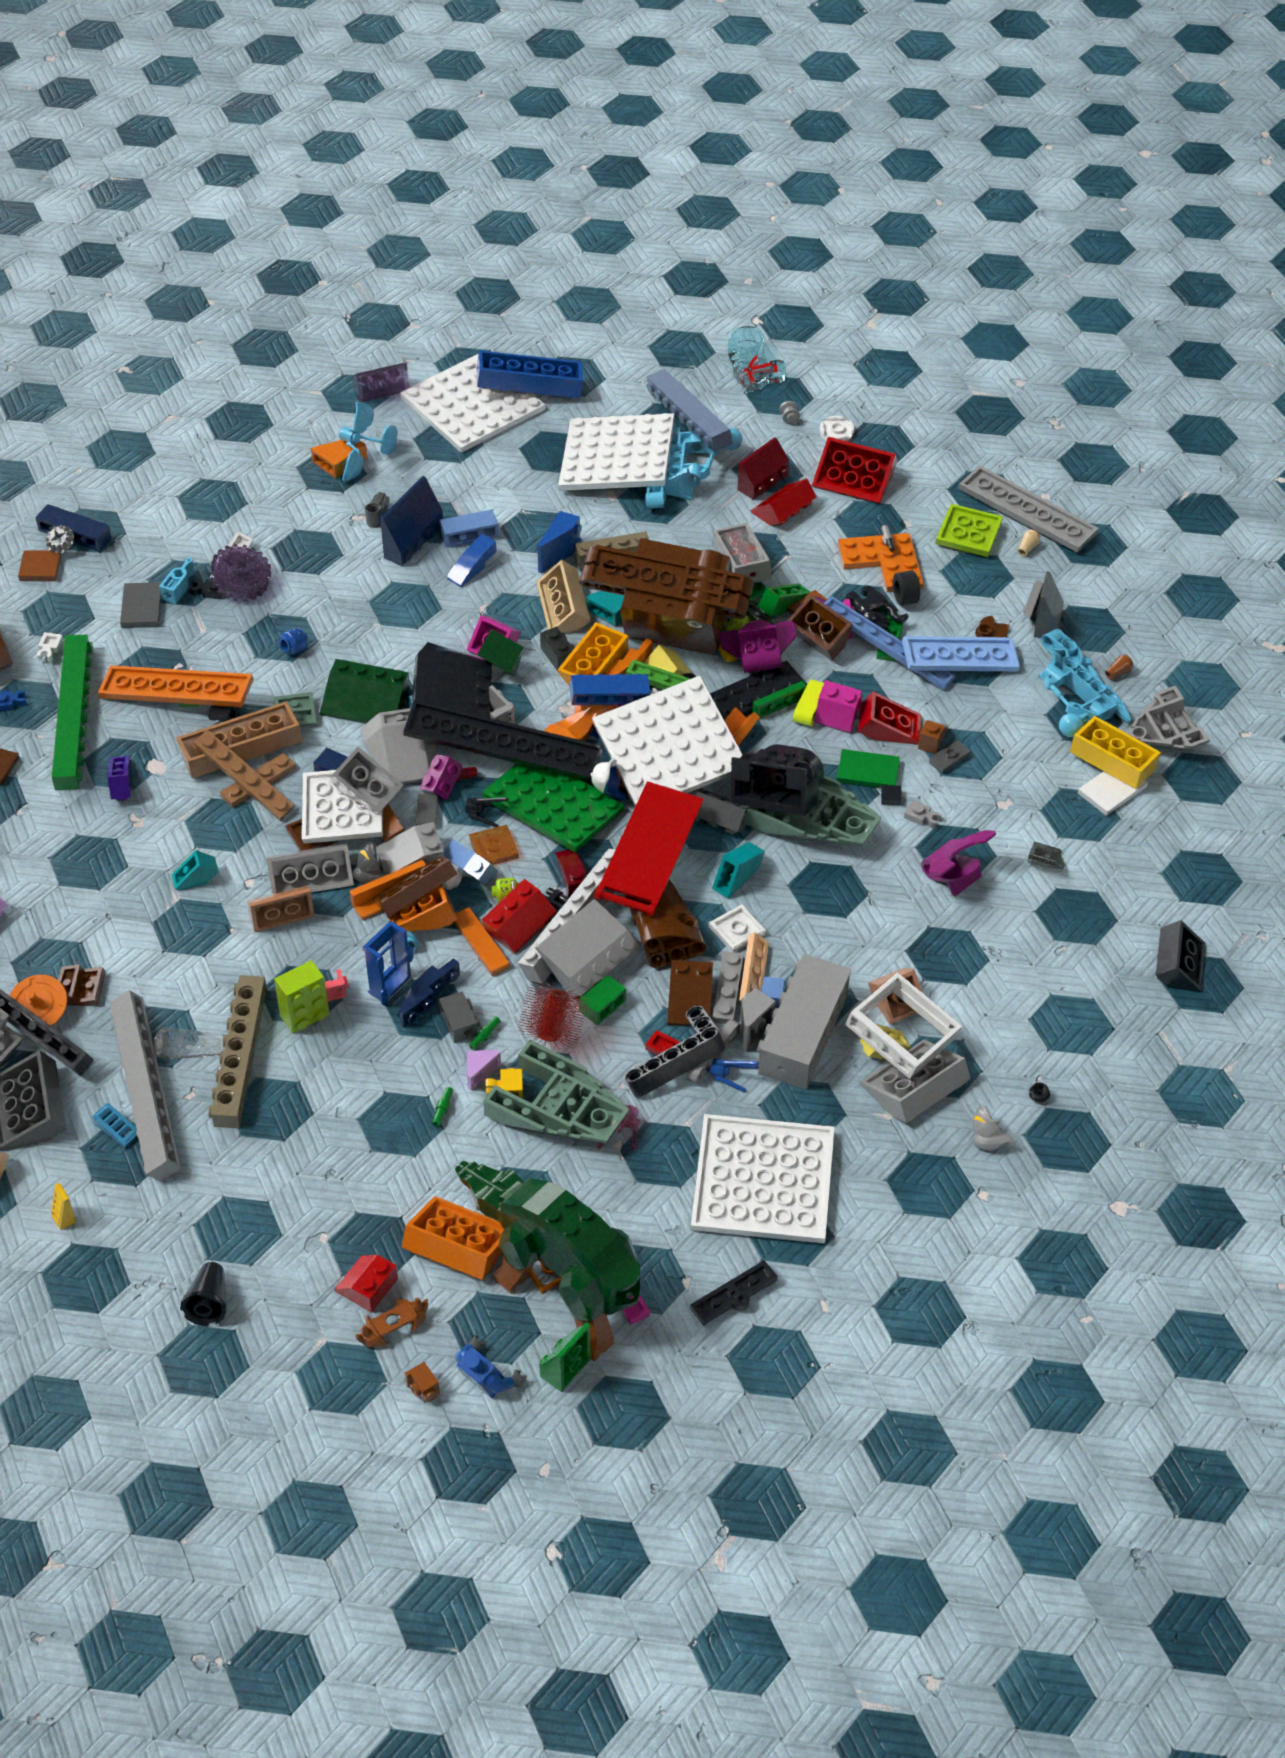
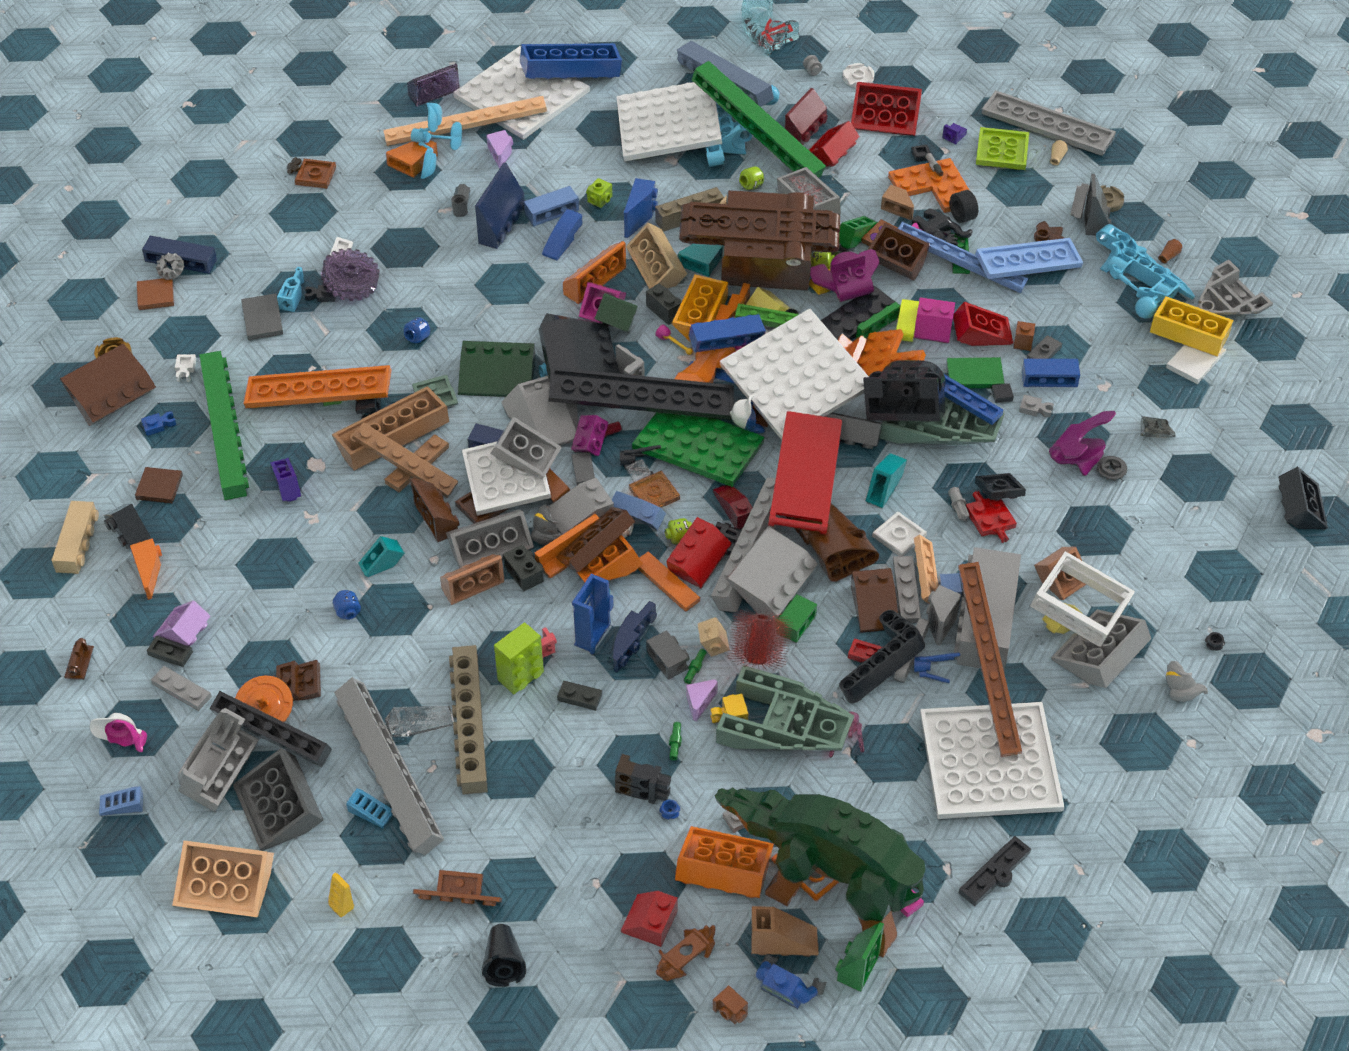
camera: 10 degrees left, 0 degrees up
(146, 914) = (346, 604): none -> blue head
(184, 1217) = (458, 885): none -> dark orange bracket
(214, 450) = (293, 165): none -> dark brown plant
(235, 460) = (315, 173): none -> dark orange tile
(260, 829) = (433, 509): none -> reddish brown slope
(336, 904) = (523, 567): none -> pearl dark grey brick
(358, 1044) = (579, 695): none -> pearl dark grey plate
(393, 1141) = (641, 780): none -> black hips
(411, 423) = (471, 119): none -> light nougat plate
(414, 1171) = (669, 805): none -> blue plate
(433, 457) = (499, 146): none -> lavender slope
(482, 821) = (638, 470): none -> clear tile
(492, 1318) = (781, 933): none -> medium nougat slope
(497, 604) = (597, 271): none -> orange slope
(509, 1005) = (713, 636): none -> tan head
(522, 521) = (599, 192): none -> lime brick
(549, 680) = (664, 332): none -> hinge
(688, 526) = (751, 178): none -> lime head
(706, 465) = (755, 119): none -> green brick
(774, 730) = (882, 349): none -> orange plate
(784, 1073) = (990, 659): none -> dark orange plate
(808, 905) = (958, 503): none -> light grey axle
(837, 573) = (897, 202): none -> medium nougat slope
(839, 924) = (990, 516): none -> red plate
(847, 798) = (972, 401): none -> blue plate
(856, 894) = (1000, 486): none -> black plate
(878, 521) = (919, 152): none -> black tile
(922, 506) = (953, 133): none -> dark purple bracket
(948, 780) = (1050, 372): none -> blue brick
(992, 889) = (1116, 463): none -> dark grey gear
(1074, 600) = (1114, 197): none -> dark tan tile

